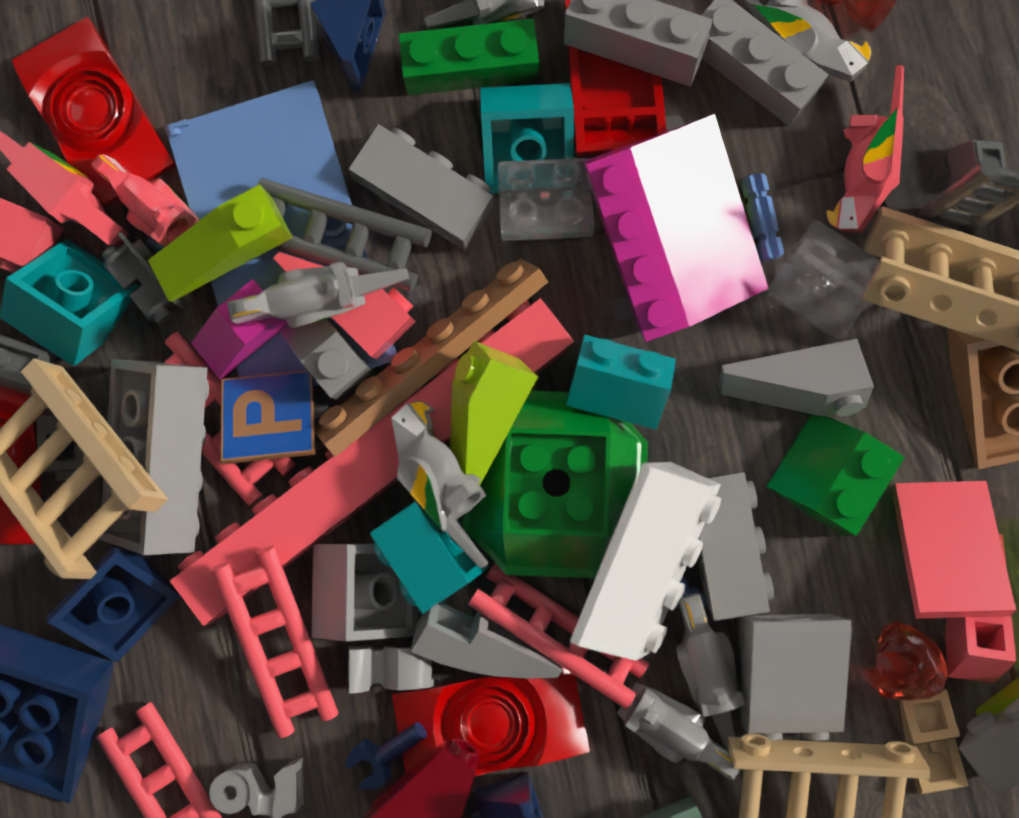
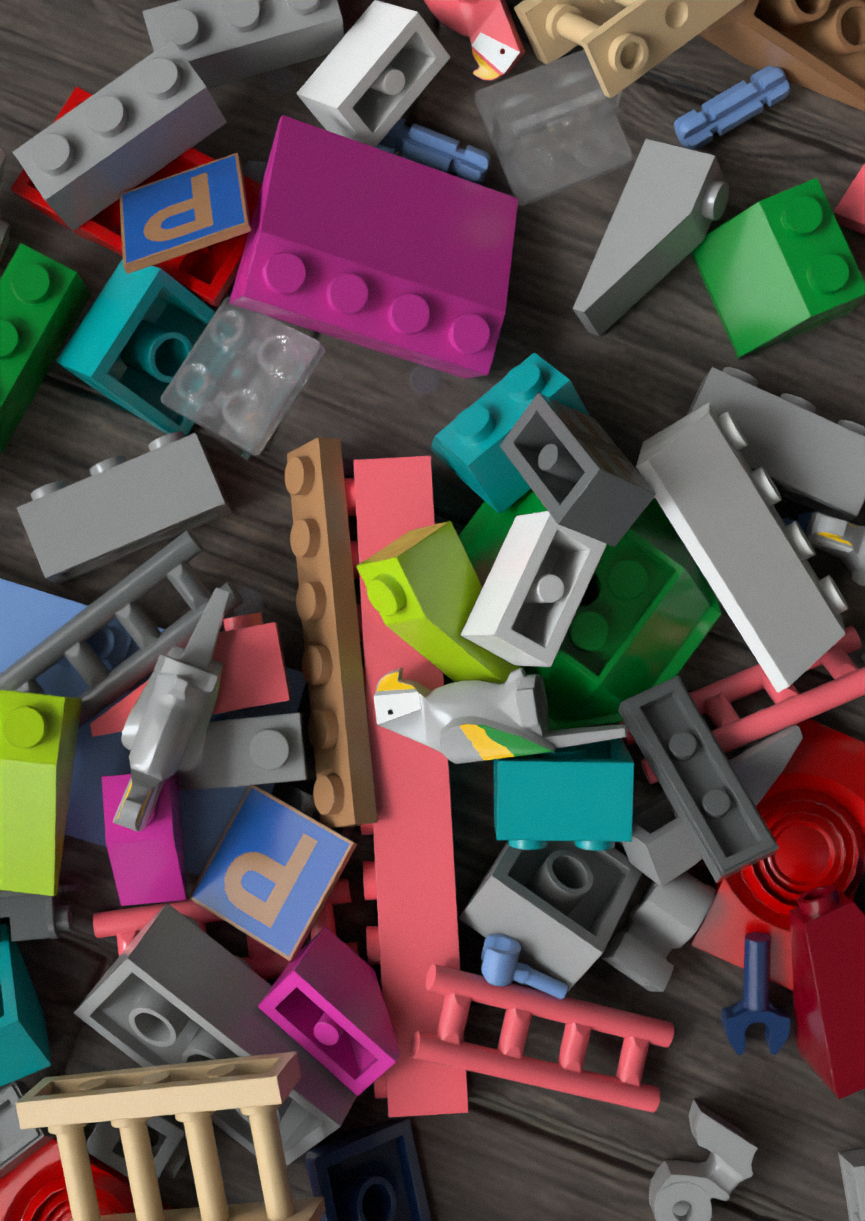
camera: 60 degrees left, 0 degrees up
(209, 507) = (335, 1011): none -> dark pink slope
(299, 588) = (502, 967): none -> medium blue hand
(486, 629) = (698, 779): none -> dark grey tile
(529, 453) = (533, 590): none -> white brick
(615, 98) = (183, 213): none -> piece
(616, 430) = (577, 470): none -> dark grey brick
(781, 152) = (374, 73): none -> white brick
(916, 378) = (732, 108): none -> medium blue axle

